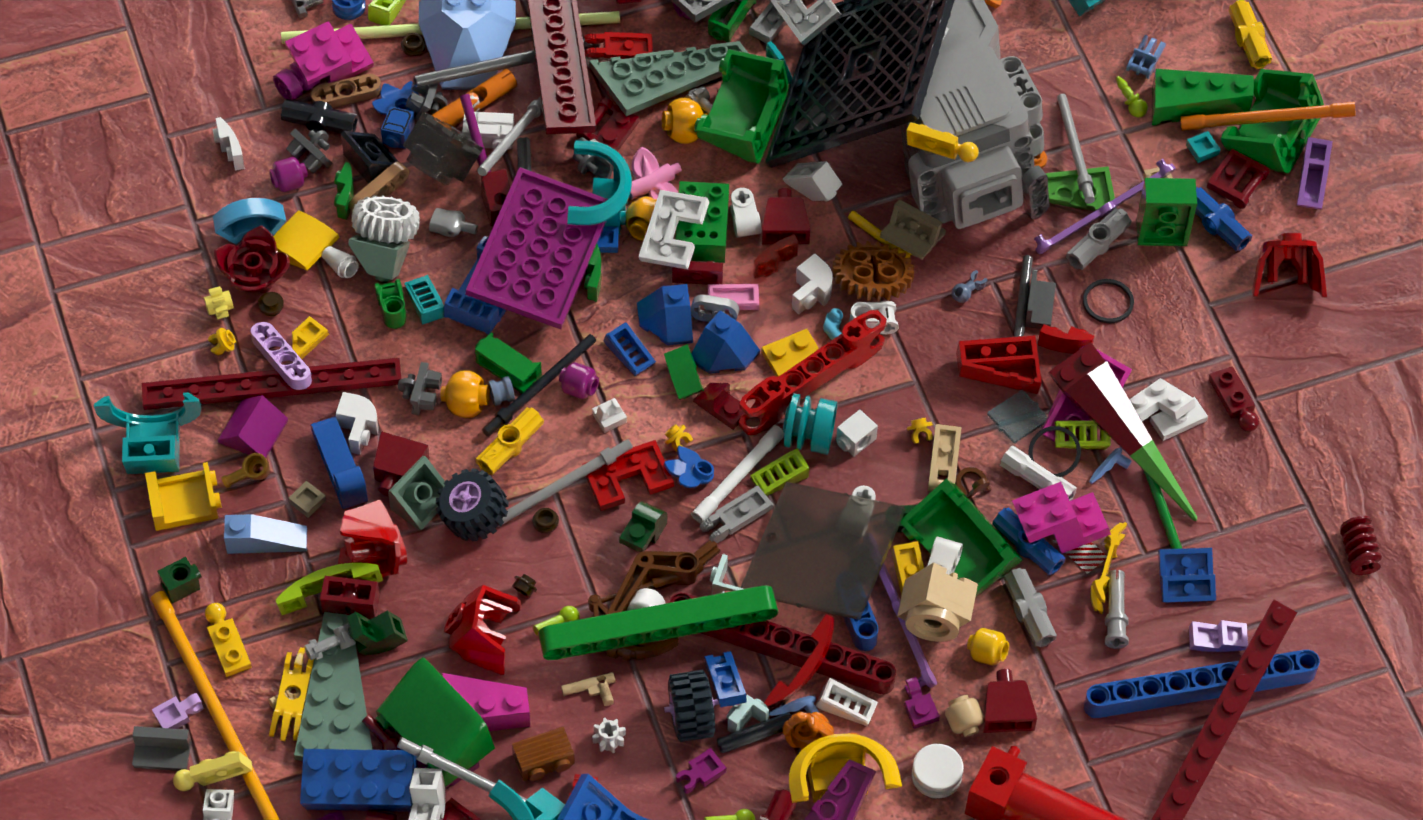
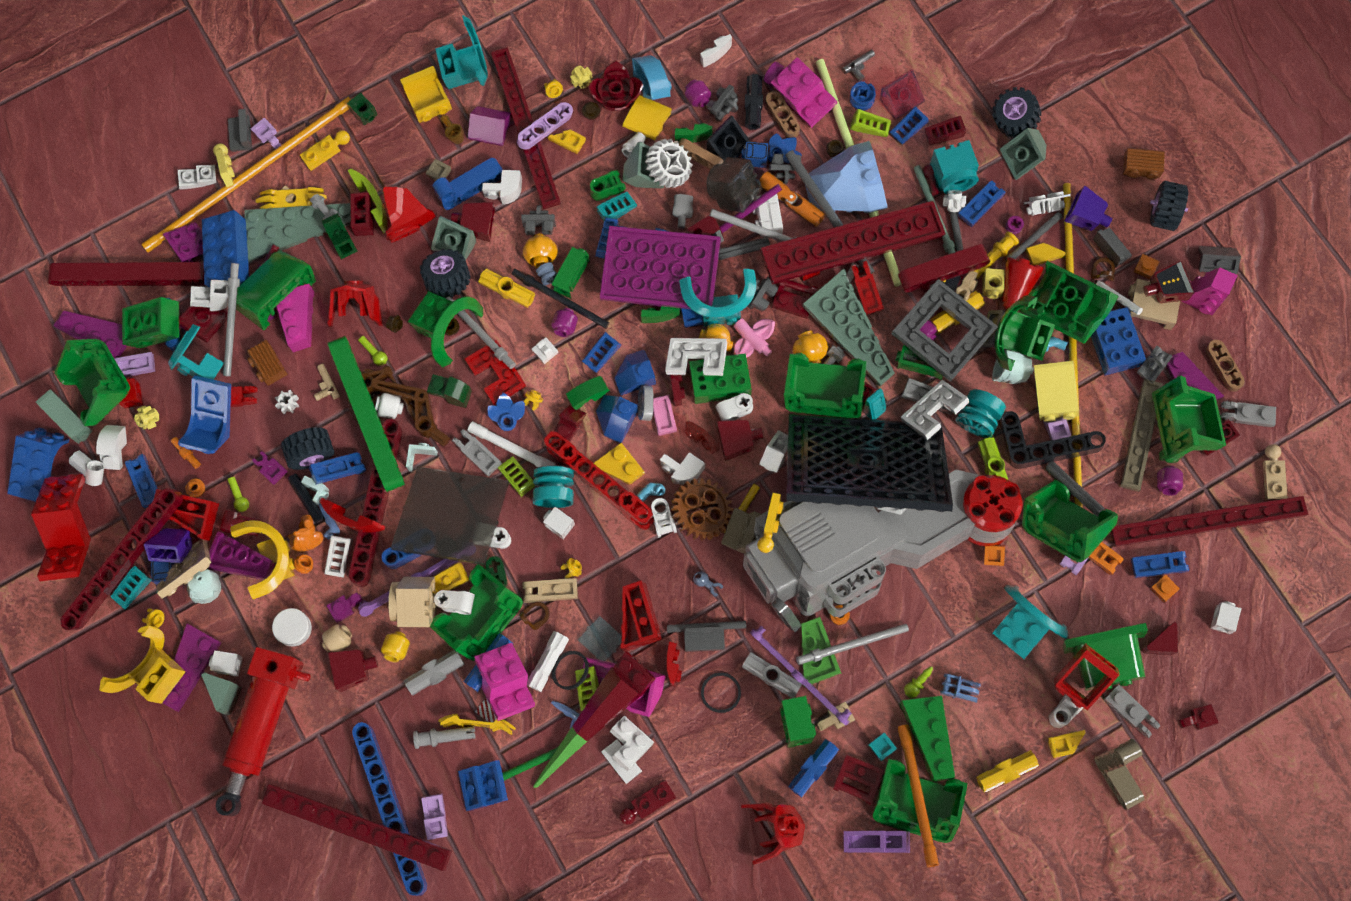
camera: 85 degrees right, 15 degrees up
(263, 535) = (405, 151): medium blue slope -> none
(538, 519) = (433, 318): none -> green piece

